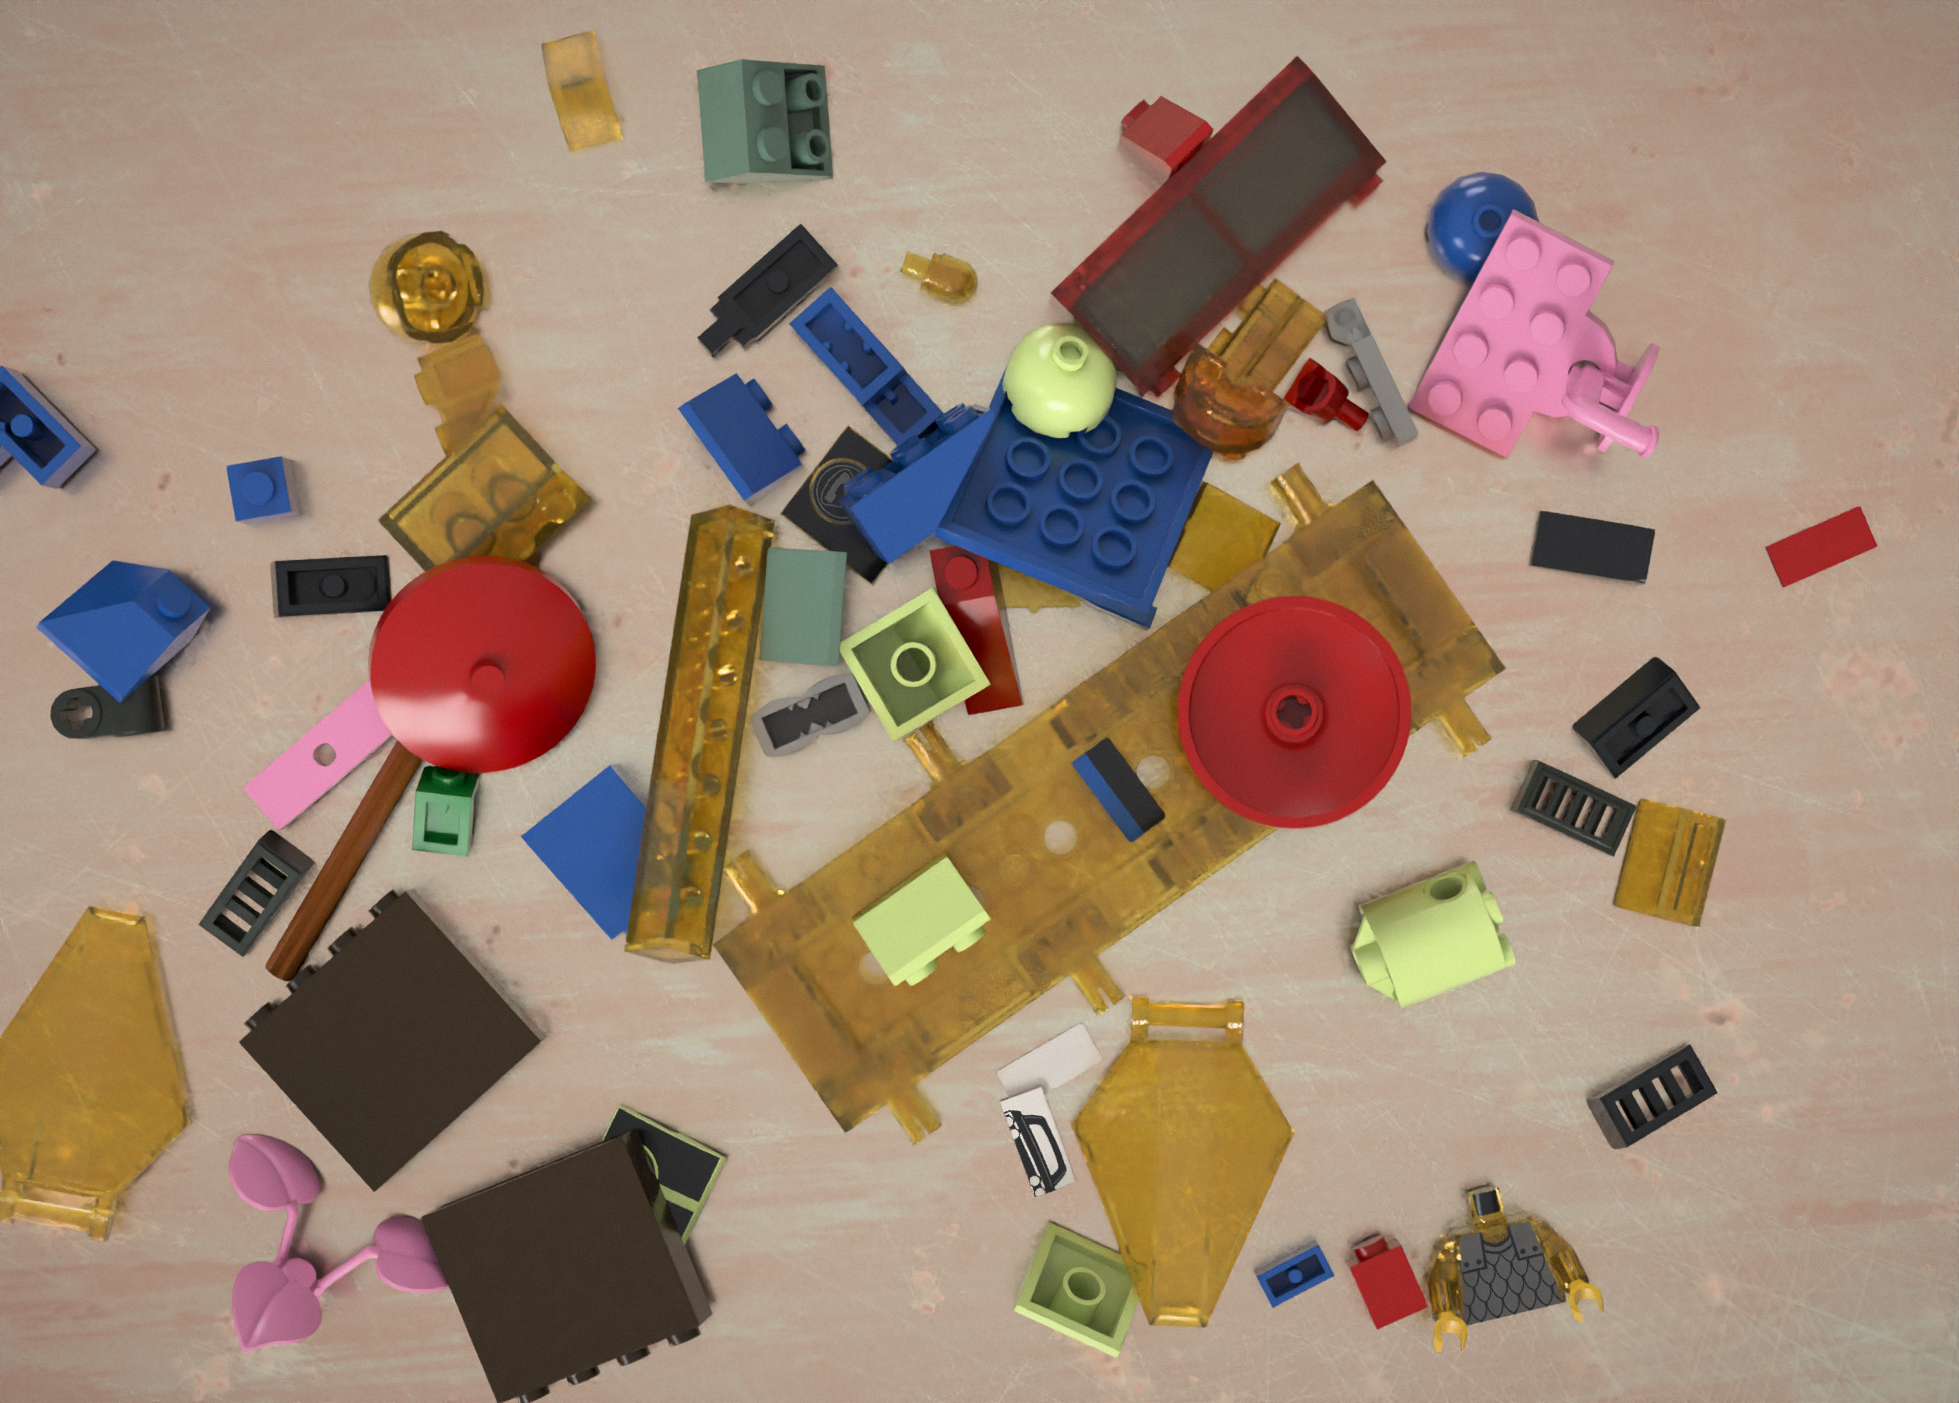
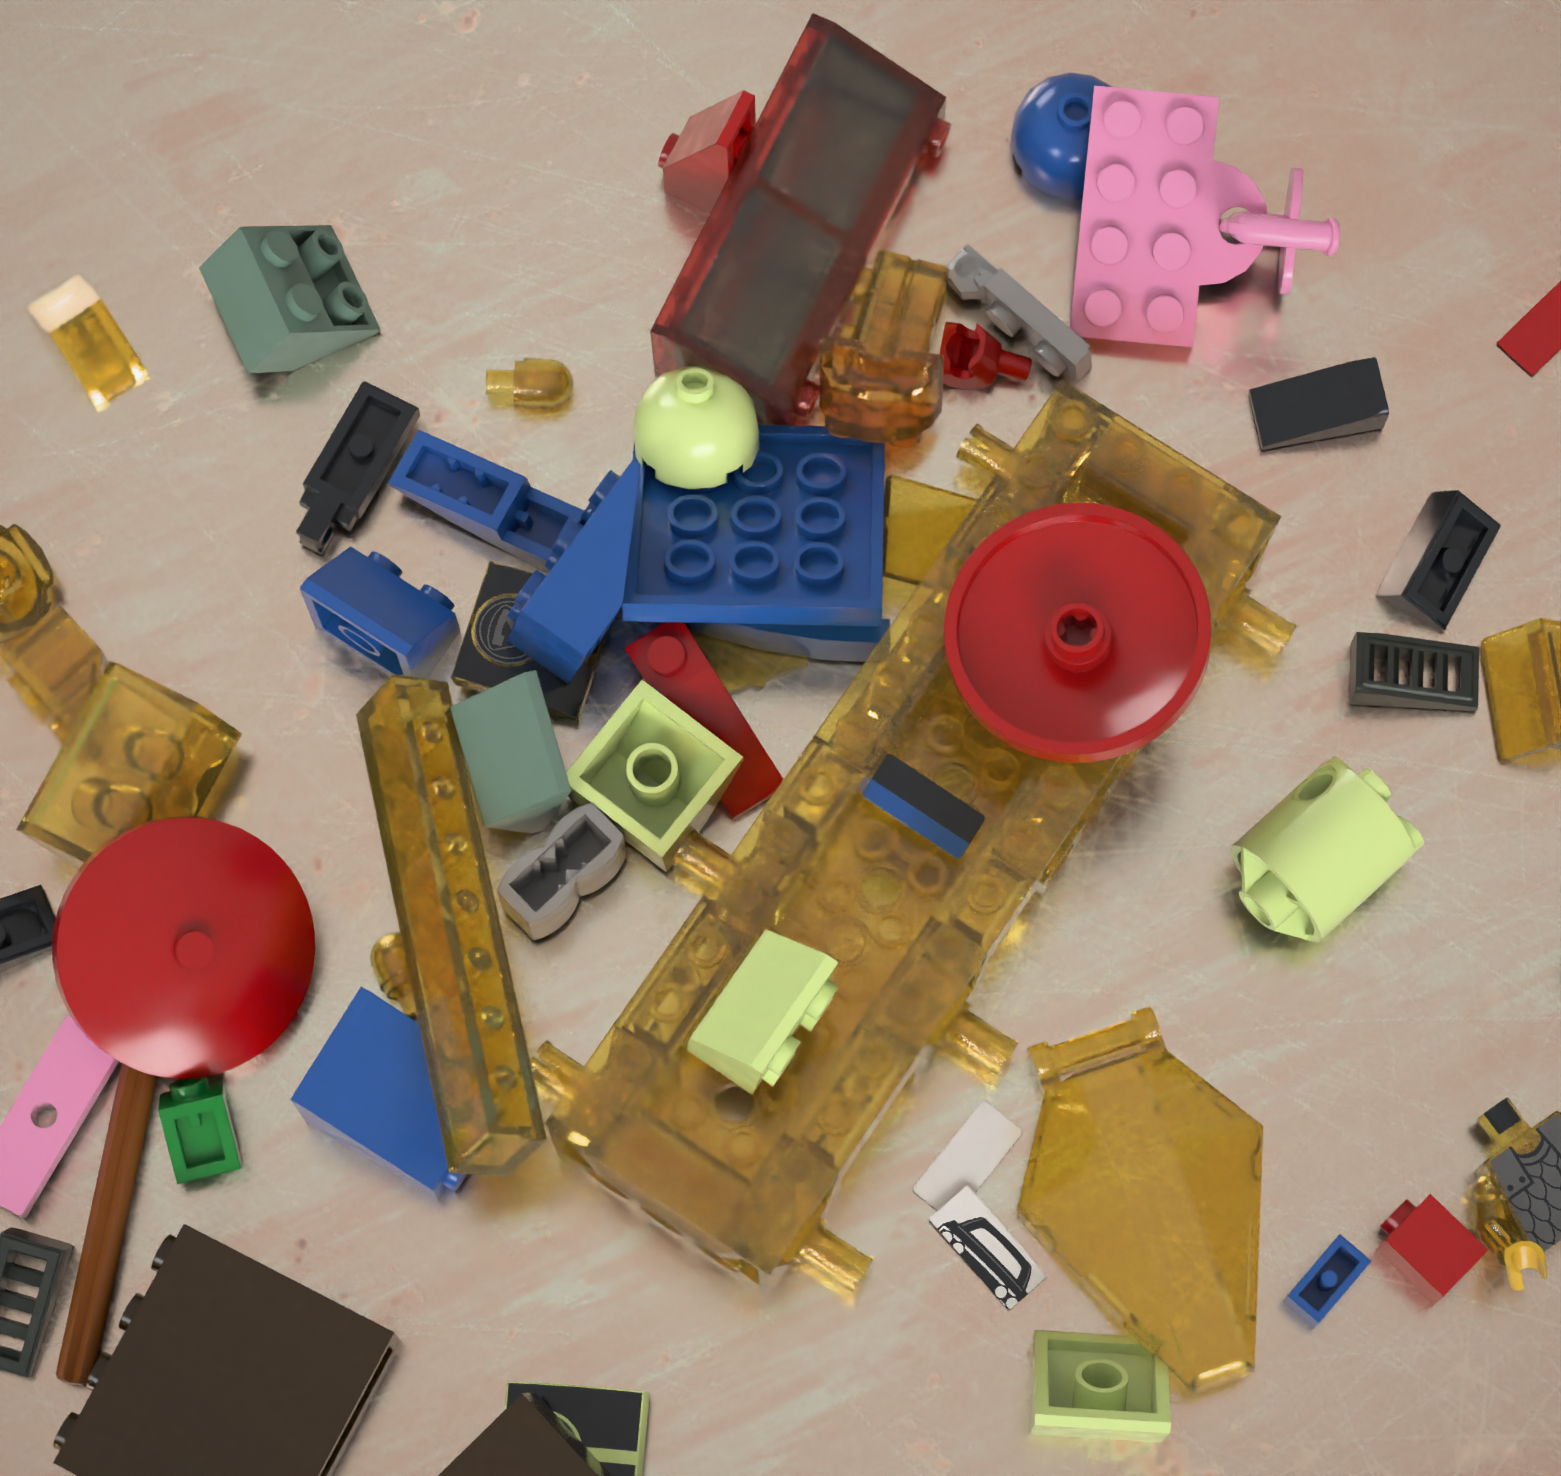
camera: 20 degrees left, 15 degrees down
(643, 739) = (392, 972): none -> clear yellow cylinder

